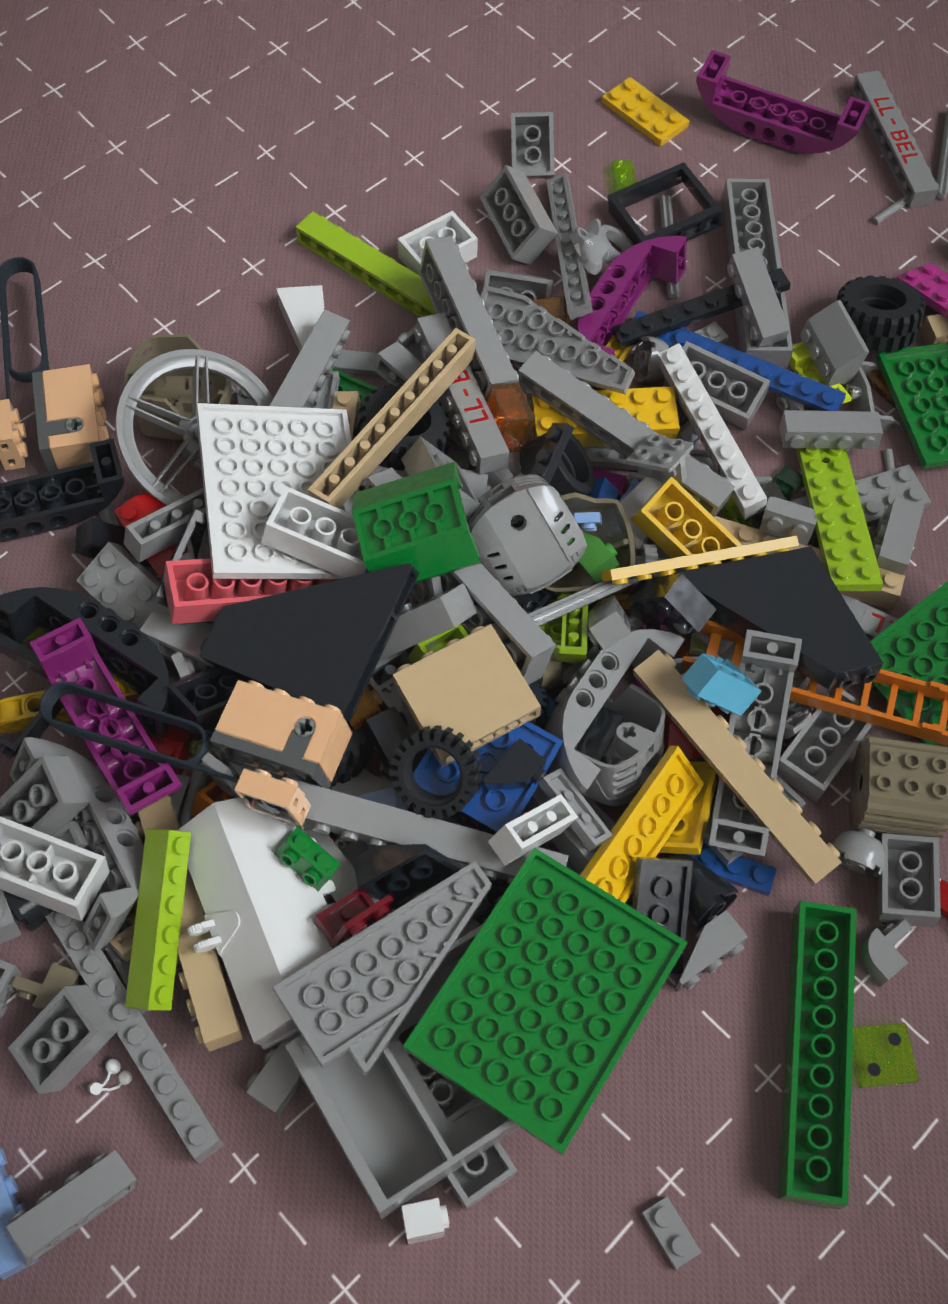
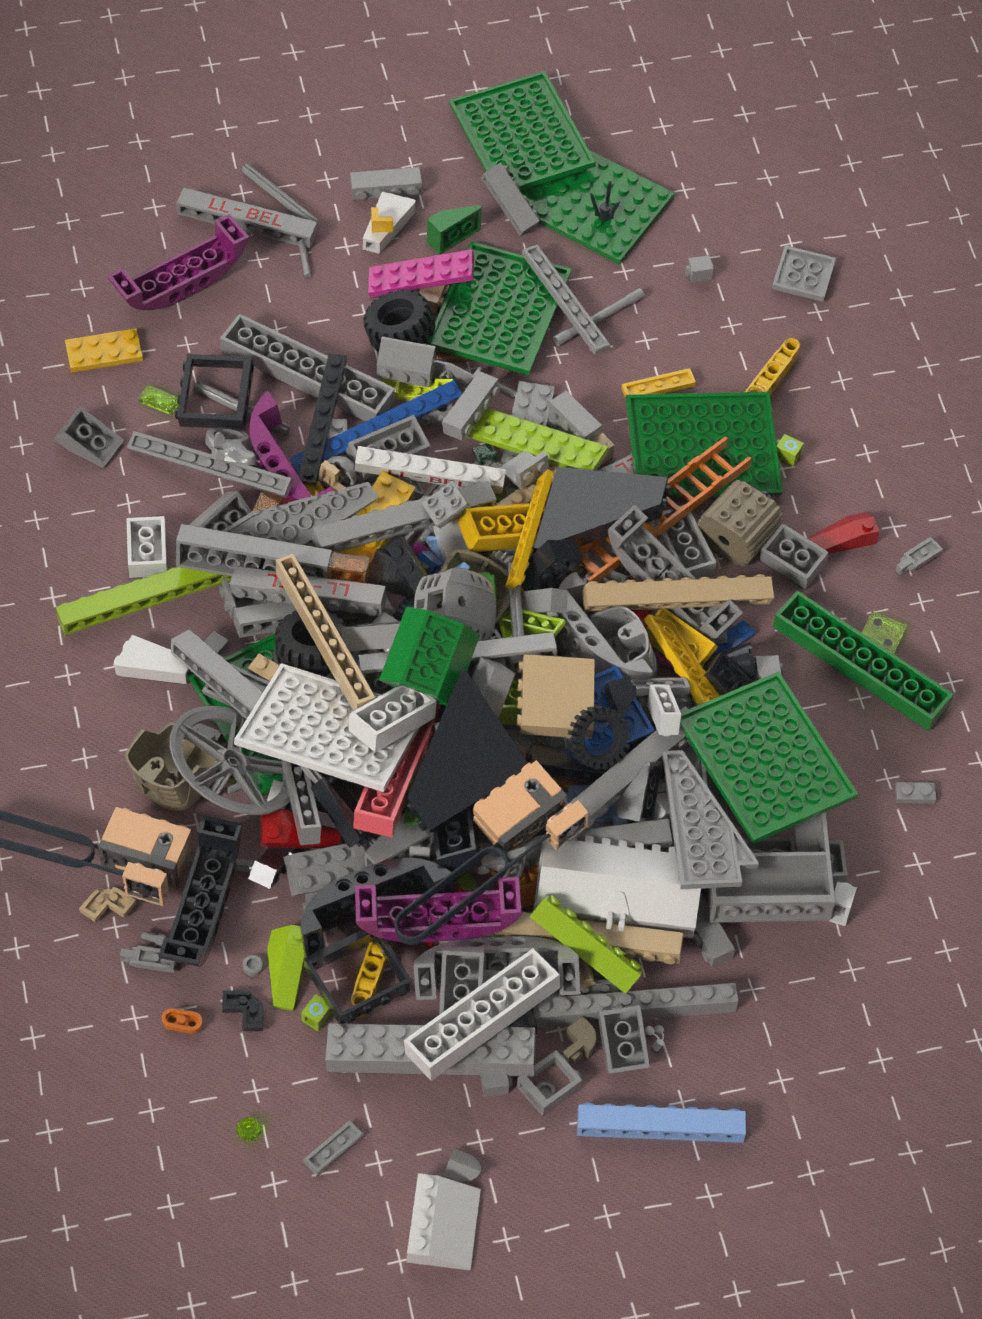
camera: 60 degrees left, 5 degrees down
(70, 1207) = (727, 1078): light grey brick -> none
(307, 859) = (602, 841): green bracket -> none
(351, 916) = (656, 835): dark red bracket -> none
(518, 215) = (157, 481): light grey brick -> none
(636, 347) = (329, 475): none -> tan plate
(720, 684) = (630, 565): medium azure wedge -> none
(758, 297) = (349, 380): light grey brick -> none
(861, 851) = (764, 564): light grey cylinder -> none
(880, 955) = (828, 597): light grey brick -> none

